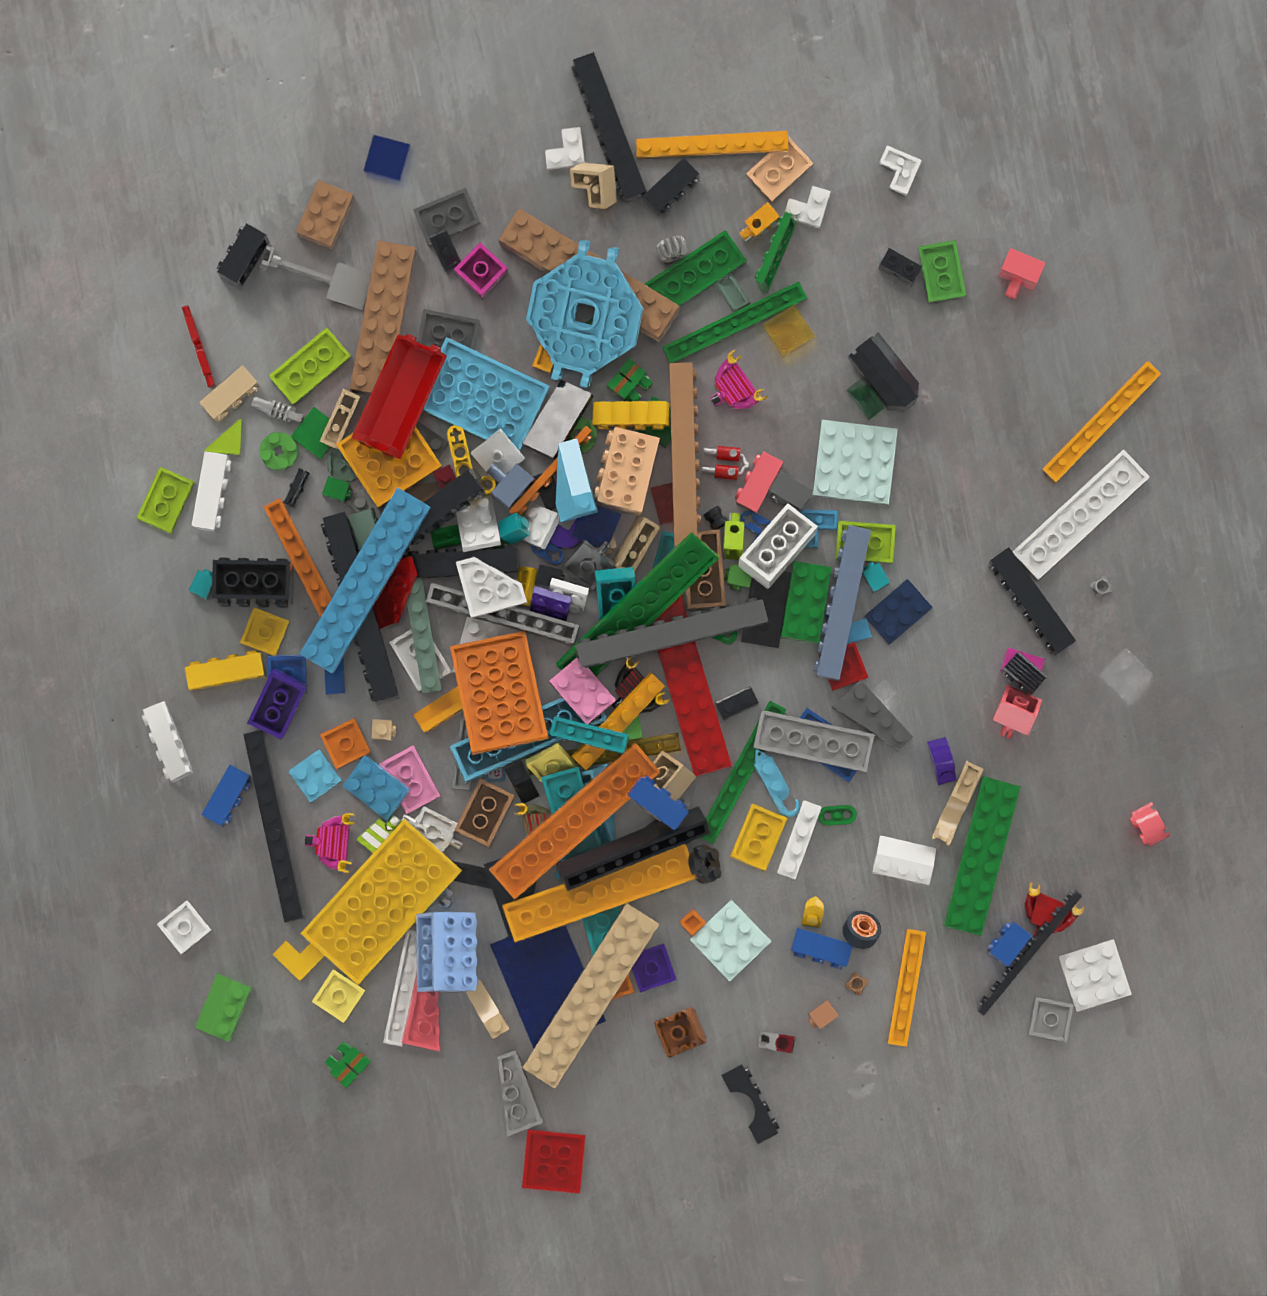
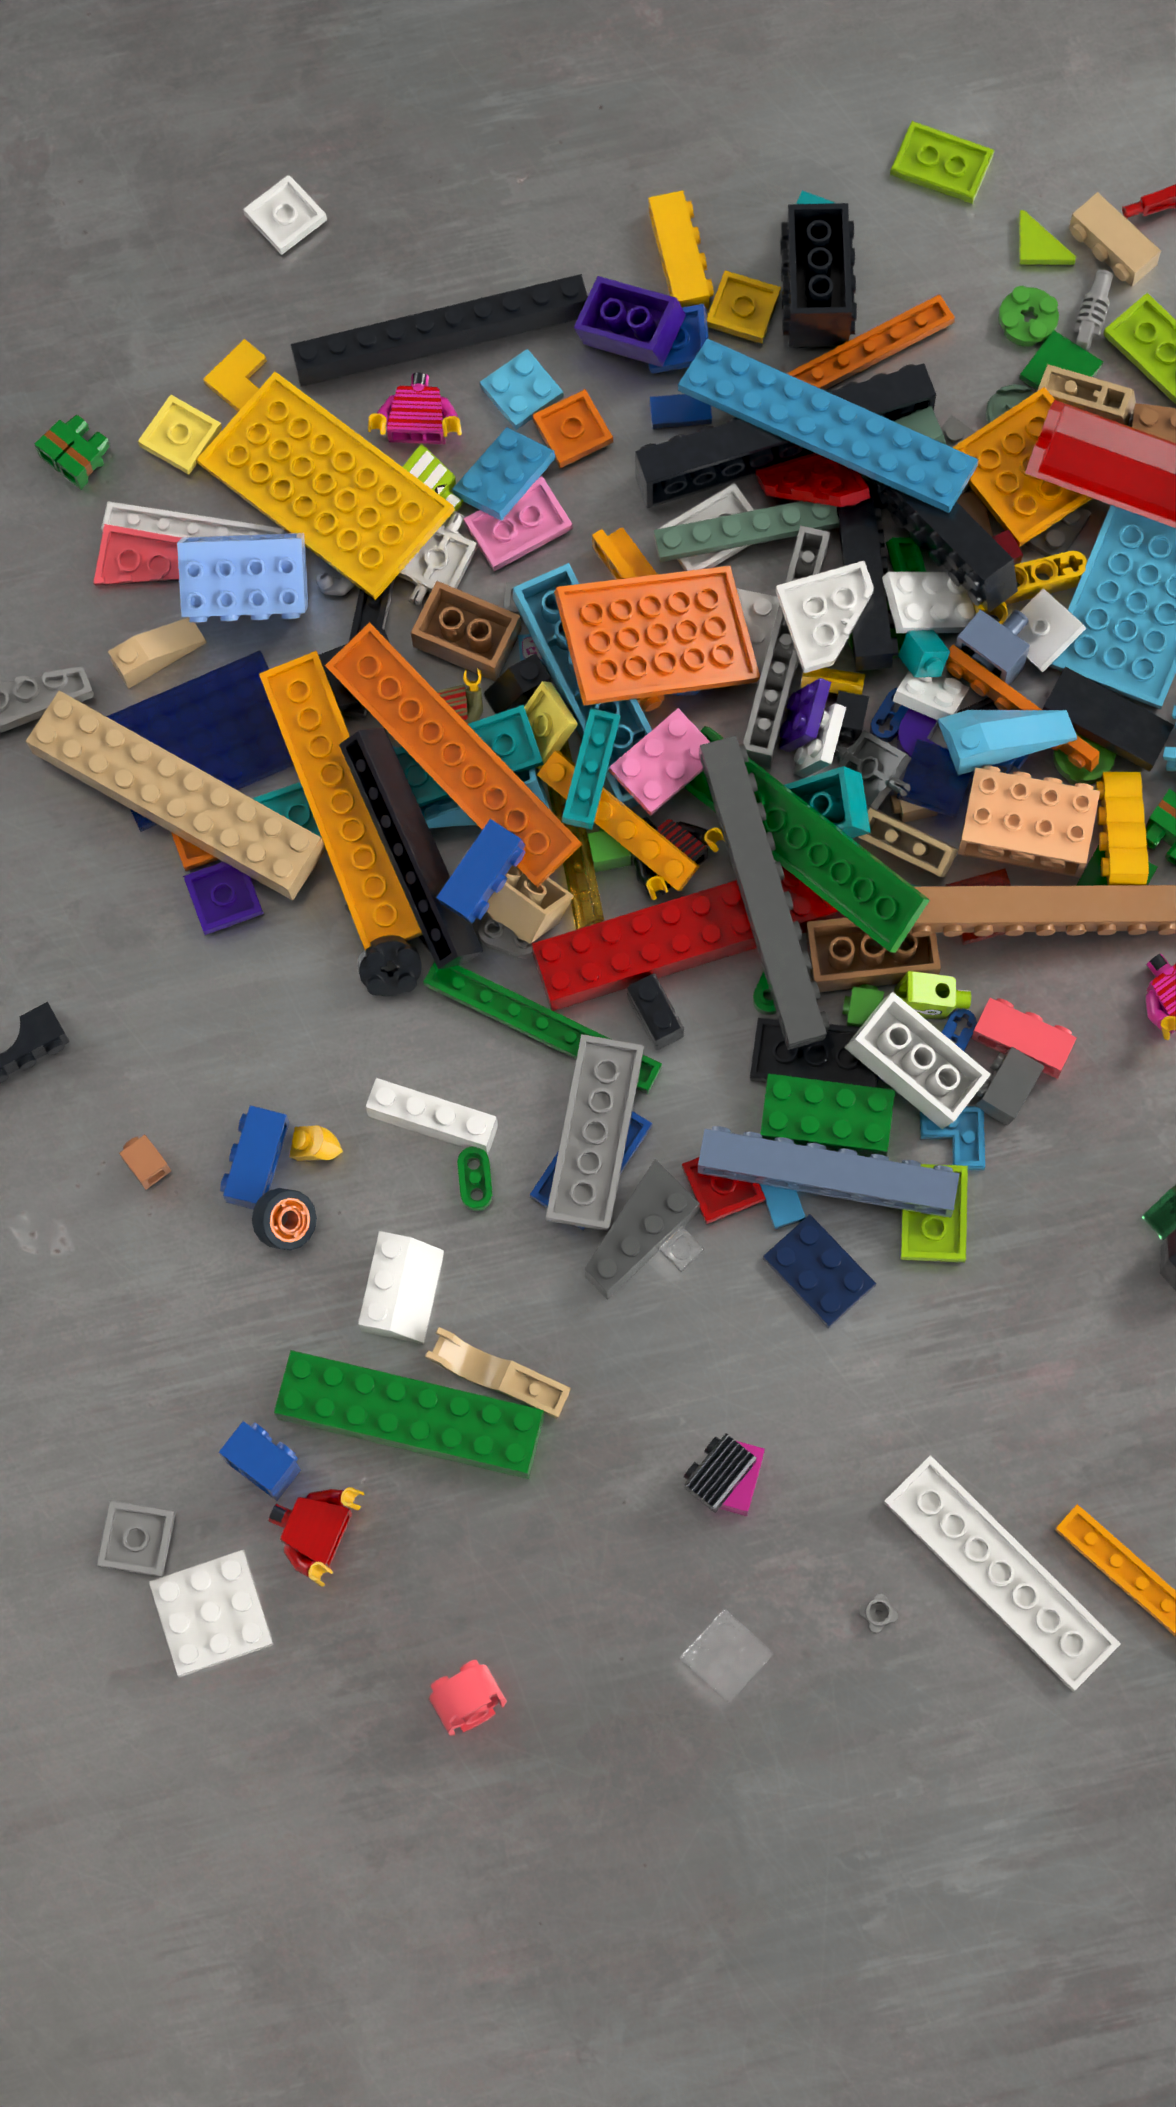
camera: 90 degrees right, 10 degrees down
(168, 742) = (568, 178): white wedge -> none
(210, 491) = (958, 220): white brick -> none
(223, 1007) = (161, 276): bright green slope -> none
(227, 796) = (485, 261): blue brick -> none
(296, 487) = (972, 343): black pin -> none
(337, 490) = (972, 398): green brick -> none
(383, 730) = (594, 478): tan brick -> none
(680, 1032) = (120, 943): dark orange slope -> none
(692, 922) = (296, 955): orange plate -> none
(715, 518) = (962, 968): black wheel -> none
(725, 471) = (1068, 984): red piece -> none
(730, 940) = (268, 1017): light aqua plate -> none
(758, 837) = (437, 1056): yellow tile -> none
(774, 782) = (528, 1073): medium azure plate -> none
(776, 1042) = (101, 1092): leg -> none
(851, 984) = (196, 1209): medium nougat plate -> none
(855, 462) = (1069, 1194): light aqua plate -> none
(875, 577) = (875, 1229): teal brick -> none
(906, 987) = (190, 1298): light orange plate -> none
(942, 760) = (569, 1343): dark purple brick -> none
(1016, 711) = (655, 1464): coral brick -> none
(1032, 601) = (846, 1491): black brick -> none
(1033, 944) = (256, 1499): black plate -> none

